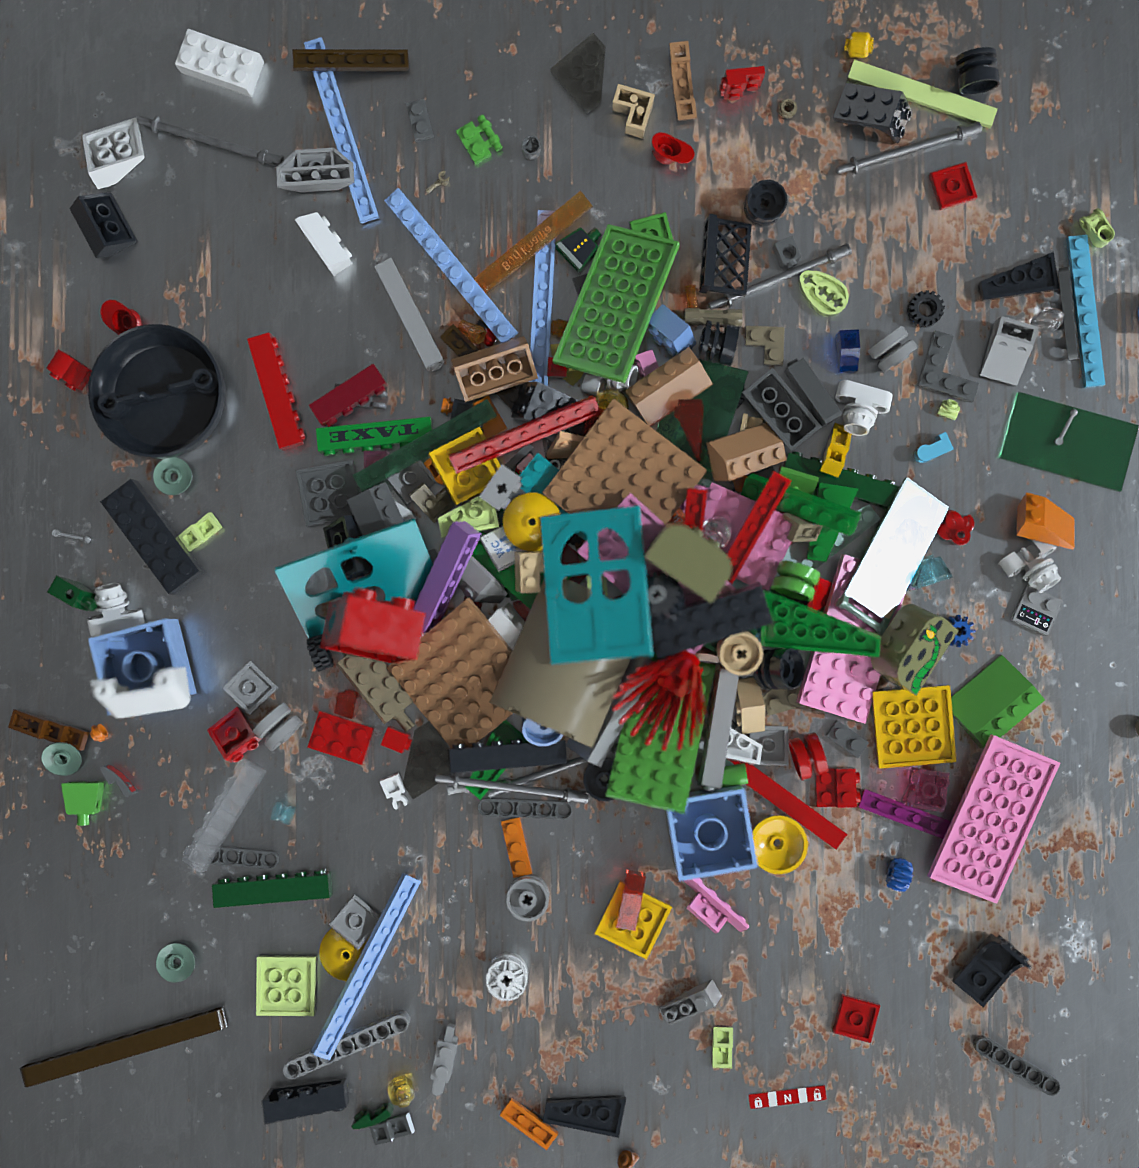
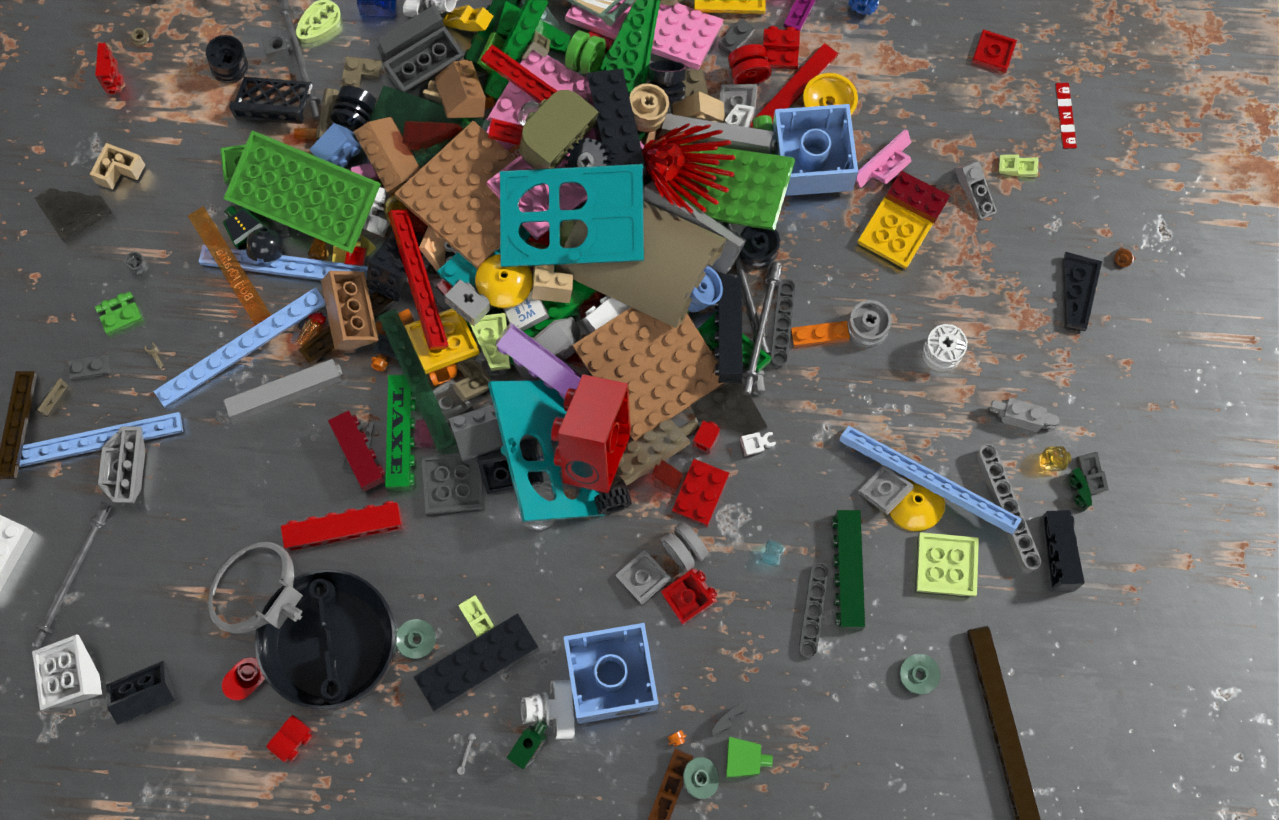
camera: 90 degrees left, 15 degrees down
(169, 693) = (646, 680): white windscreen -> none
(183, 350) = (281, 608): none -> light grey brick
(224, 815) = (771, 610): clear brick -> none
(325, 242) = (198, 466): white slope -> none
(385, 88) = (51, 397): none -> dark tan slope
(528, 1123) = (1088, 342): orange plate -> none
(558, 273) = (264, 244): none -> black cylinder
(631, 900) = (875, 228): clear red slope -> none
(670, 149) = (161, 138): red piece -> none
(675, 942) = (917, 196): none -> dark red plate
(682, 80) = (96, 125): medium nougat slope -> none

